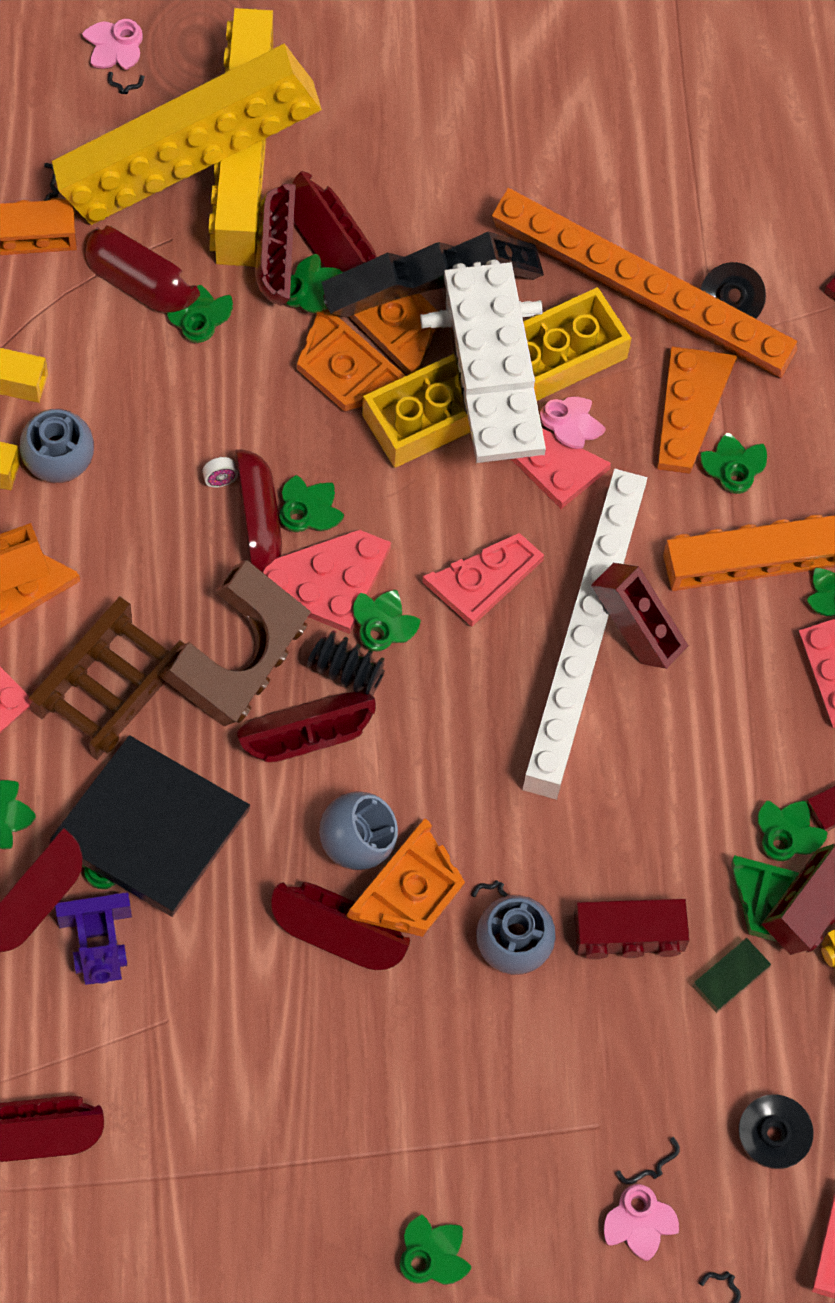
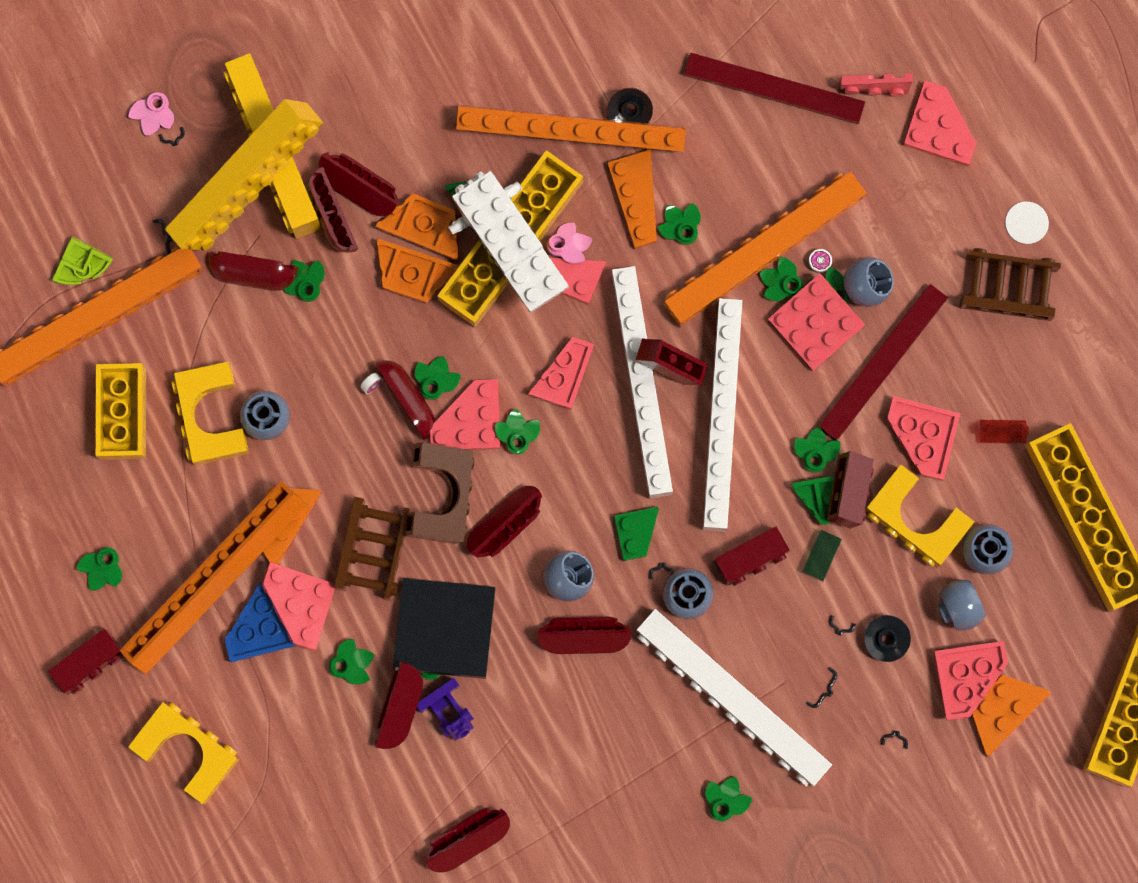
camera: 20 degrees left, 15 degrees up
(306, 284) = (368, 227): green plate -> none
(347, 663) = (510, 471): black piece -> none
(397, 276) = (439, 190): black arch -> none
(411, 887) = (614, 593): orange wing -> none
(482, 823) = (635, 532): none -> green wing
(514, 1115) = (734, 698): none -> white brick
(642, 1227) = (836, 728): bright pink plate -> none
(675, 725) = (722, 415): none -> white brick
(714, 1094) = (837, 629): none -> black piece

